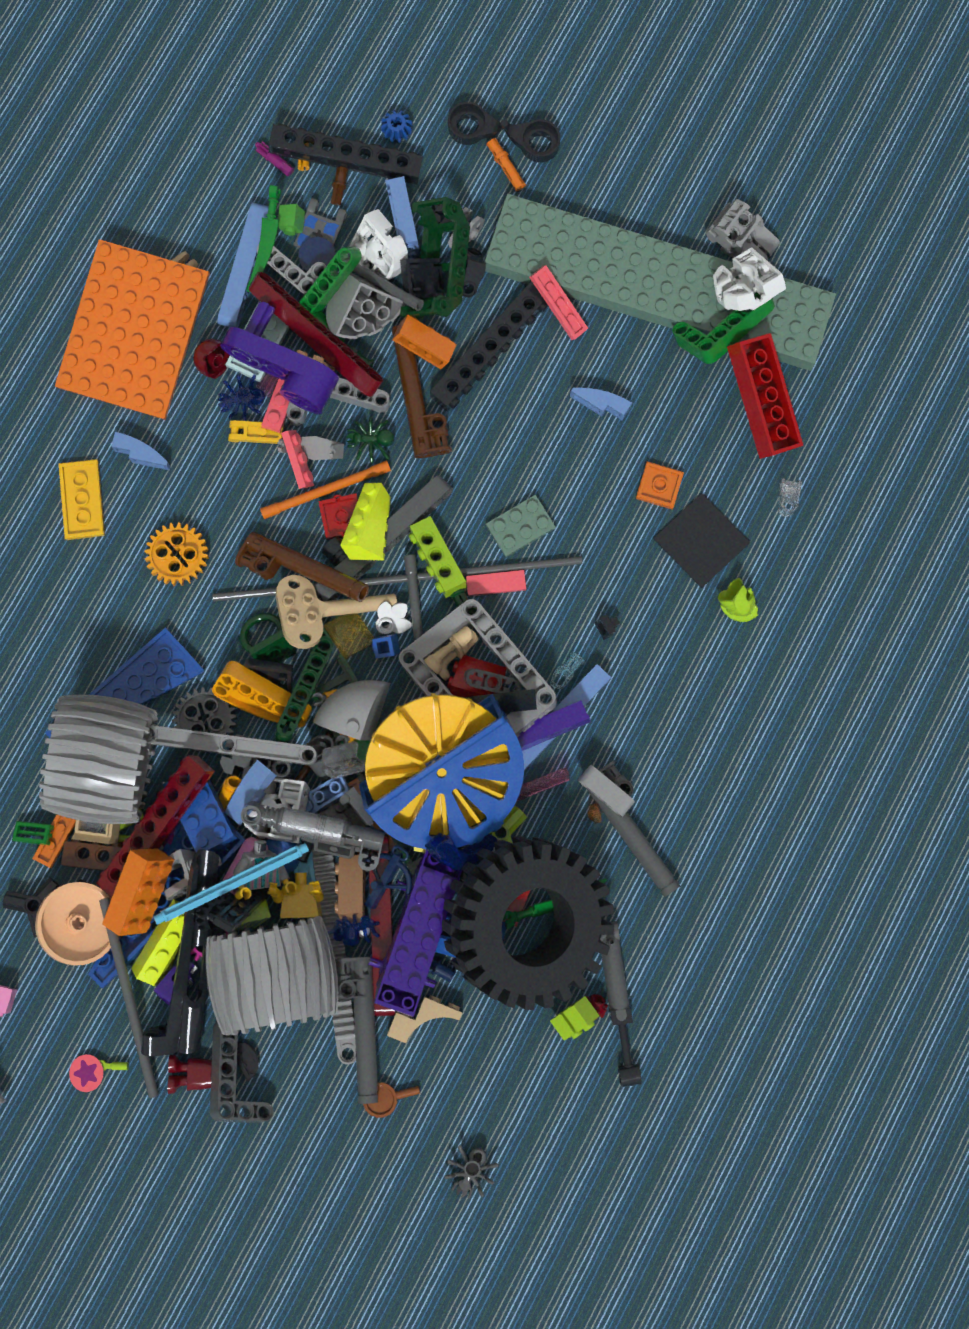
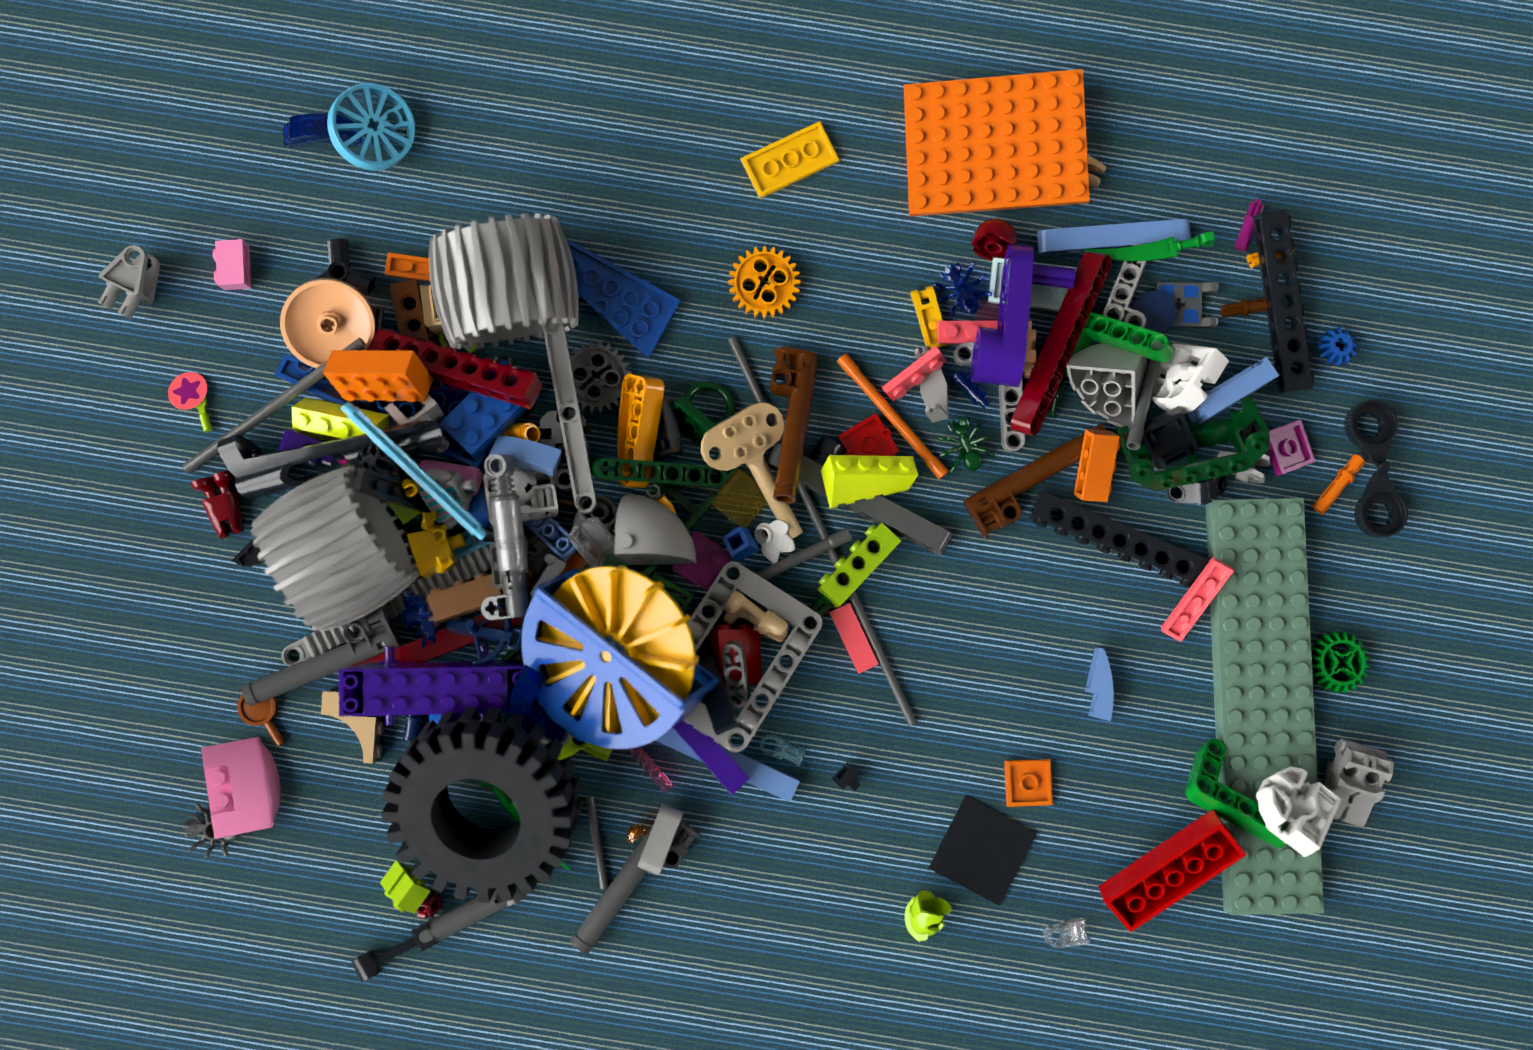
camera: 70 degrees right, 5 degrees up
(46, 835) = (416, 257): green tile -> none
(138, 451) = (862, 200): medium blue slope -> none
(228, 1080) = (201, 548): dark grey beam -> none
(291, 219) = (1185, 269): bright green brick -> none
(326, 420) = (970, 389): none -> clear blue cylinder
(400, 681) = (709, 562): none -> magenta plate
(443, 1133) = (241, 786): none -> bright pink slope
(464, 189) = (1289, 448): none -> magenta plate
(520, 526) = (927, 643): sand green plate -> none
(594, 849) = (597, 843): none -> dark grey bar
(641, 199) = (1353, 651): none -> green gear

